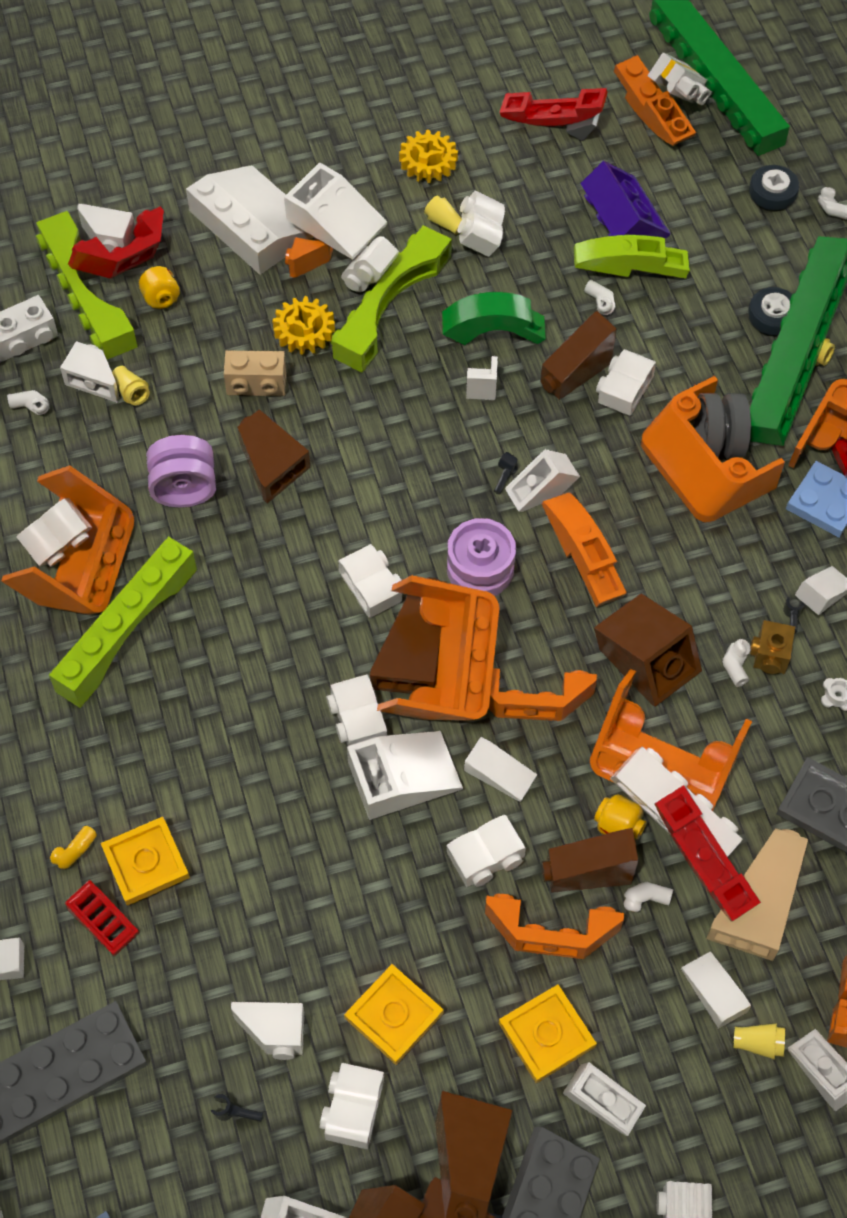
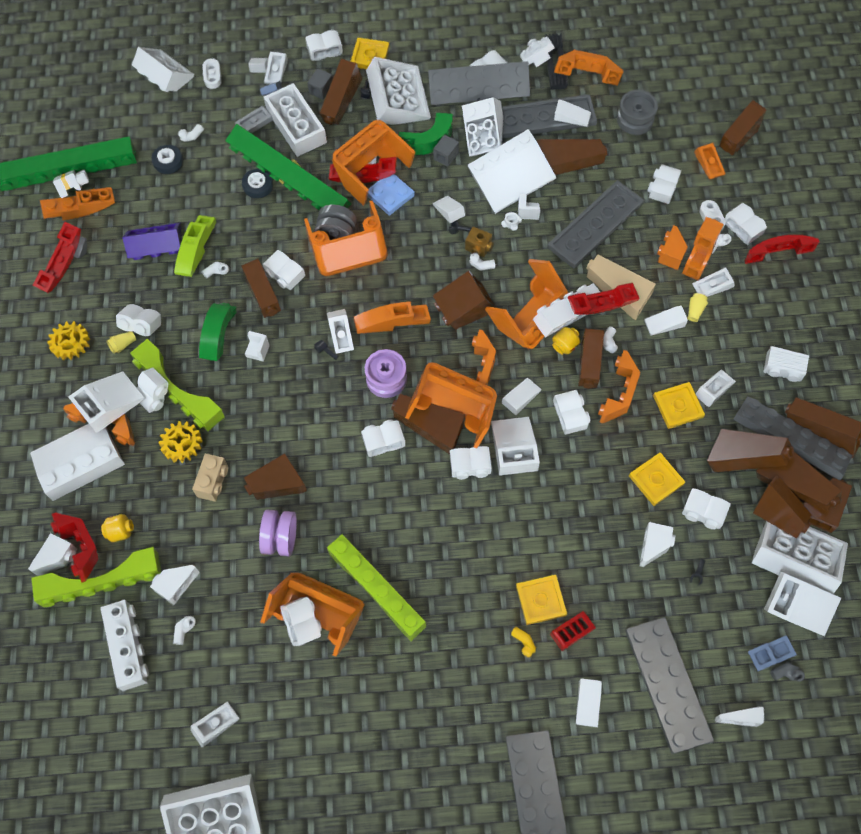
camera: 75 degrees left, 5 degrees up
(132, 387) = (195, 557): light yellow cone -> none

